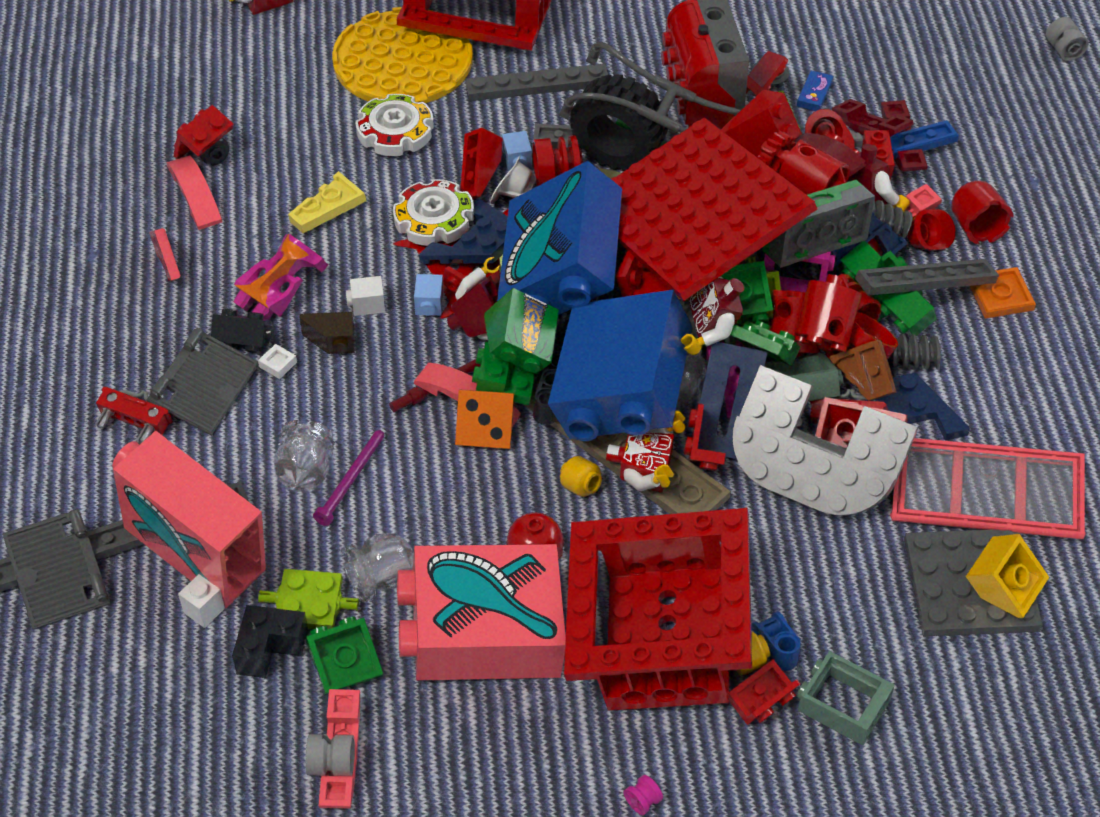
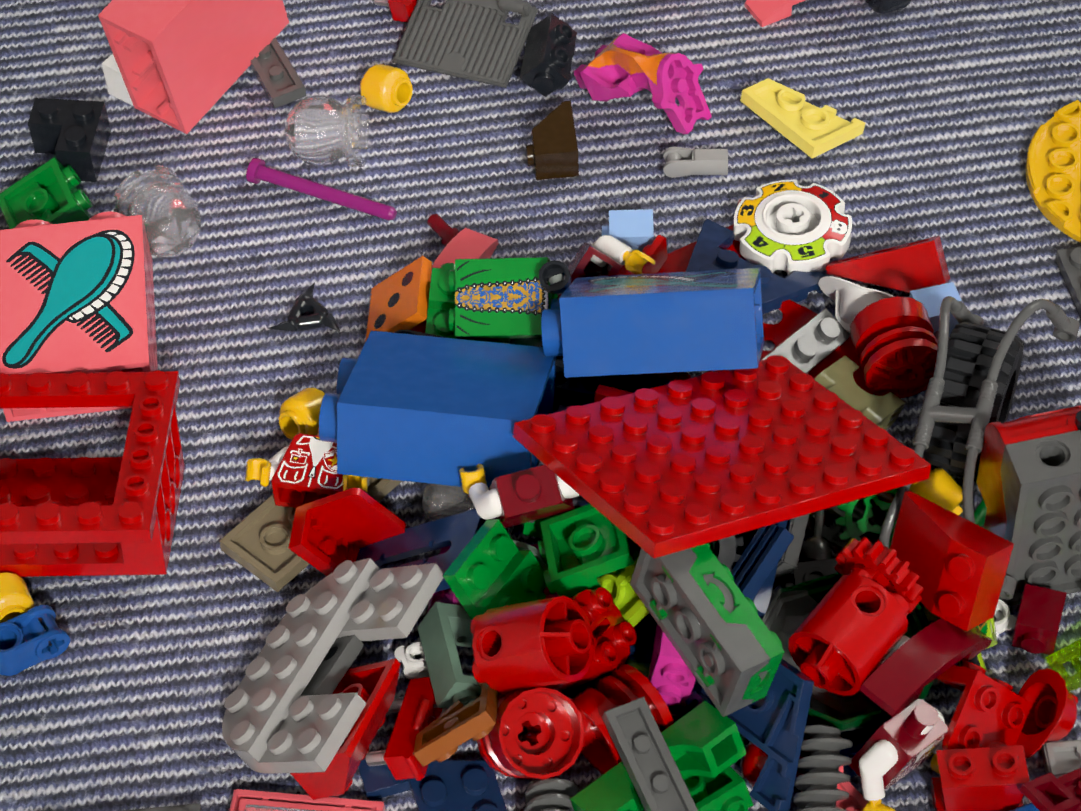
camera: 90 degrees right, 0 degrees up
(252, 430) = (386, 88): none -> yellow head
(277, 361) = (505, 100): white plate -> none
(312, 593) = (124, 158): lime plate -> none
(359, 258) = (690, 162): none -> light grey bar
(366, 296) = (624, 173): white brick -> none
(394, 124) = (969, 171): white piece -> none
(476, 476) = (304, 304): none -> black piece
(534, 287) = (554, 273): none -> black hinge
(535, 529) = (209, 376): red cylinder -> none

